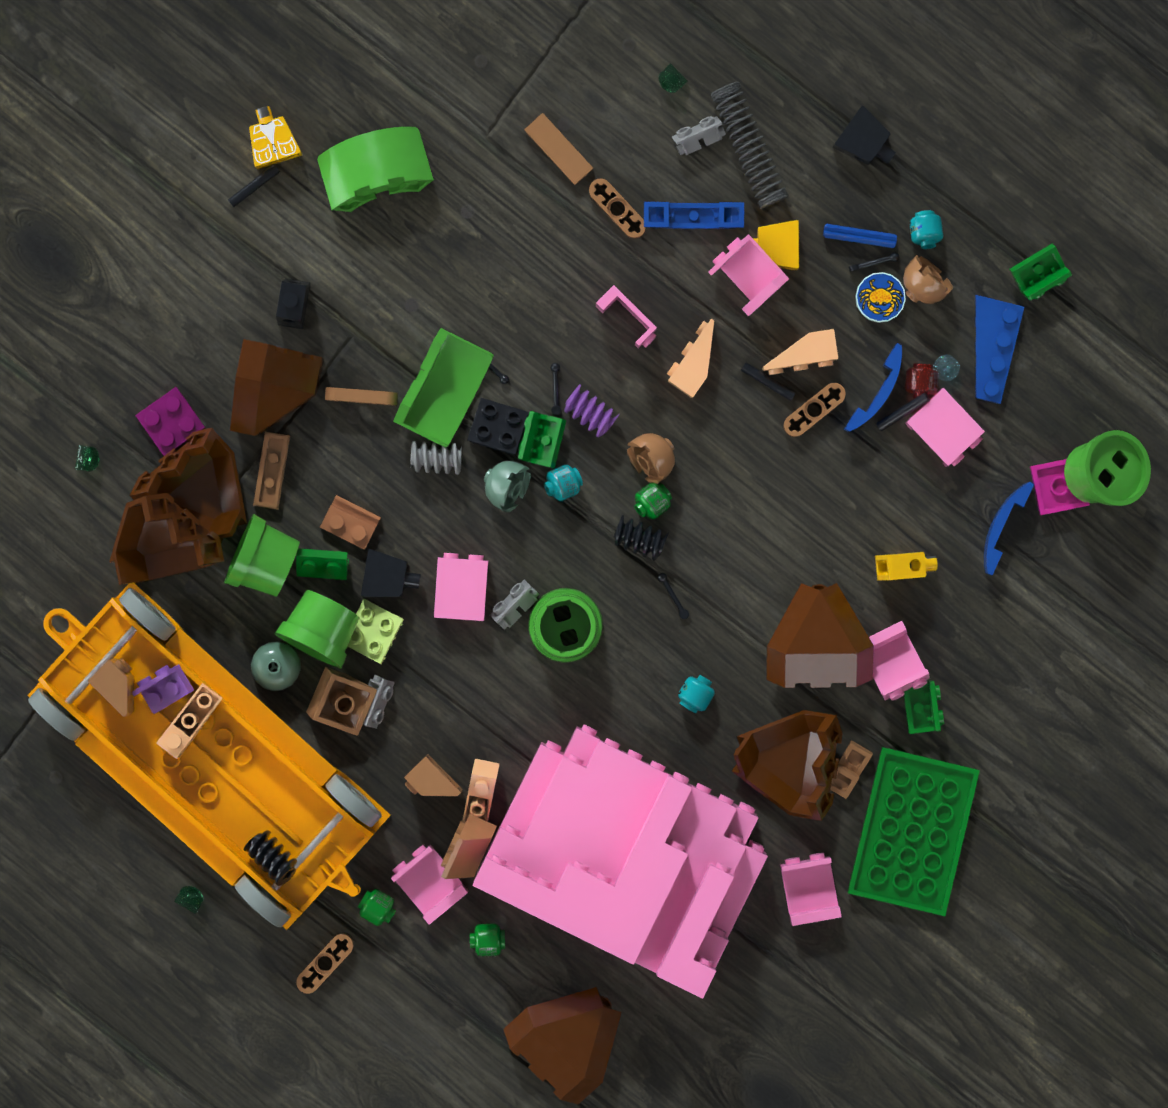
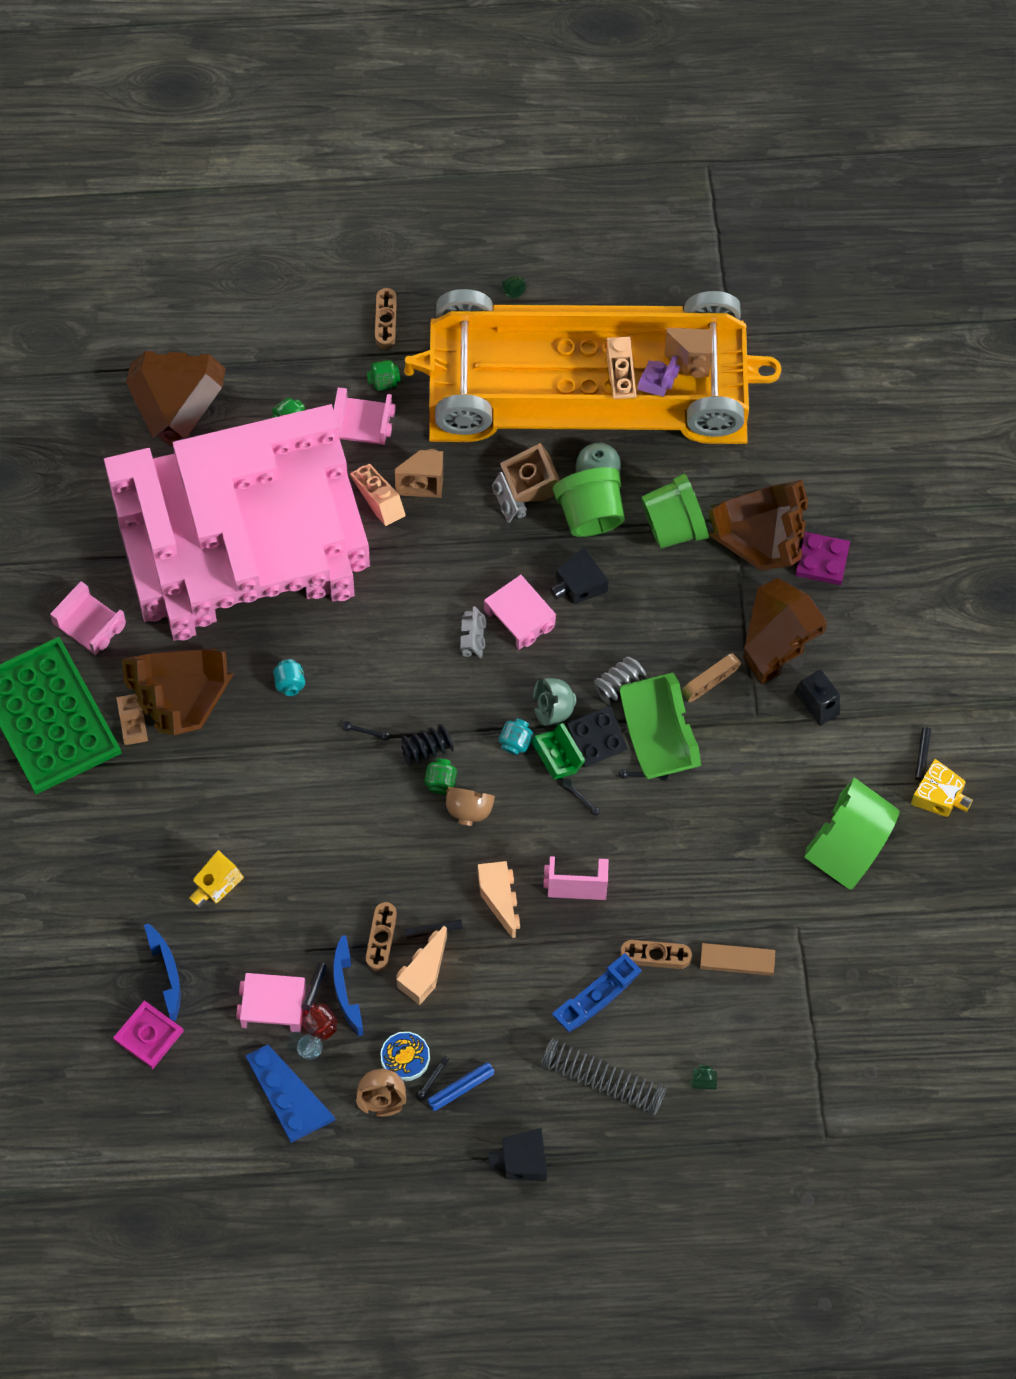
camera: 135 degrees right, 25 degrees down
(87, 458) = (853, 489): clear green plate -> none
(161, 541) = (753, 468): reddish brown panel -> none
(271, 470) = (724, 584): medium nougat tile -> none
(271, 858) = (484, 333): black piece -> none
(322, 564) = (630, 548): green bracket -> none
(350, 522) = (637, 595): nougat plate -> none
(374, 631) = (552, 538): yellowish green hinge -> none
(467, 848) = (357, 450): medium nougat slope -> none
(584, 619) = (435, 630): bright green piece -> none
(590, 412) = (542, 797): medium lavender piece -> none
(689, 137) = (652, 1045): light grey hinge -> none
(750, 271) = (517, 988): bright pink panel -> none
(781, 243) = (516, 1024): yellow torso -> none
(819, 642) = (231, 777): reddish brown panel -> none
(896, 662) = (163, 811): bright pink panel -> none
(922, 708) = (116, 800): green bracket -> none
(926, 229) = (415, 1130): teal head -> none
(1040, 272) = (299, 1173): green bracket -> none
(1121, 457) = (141, 1062): bright green piece -> none

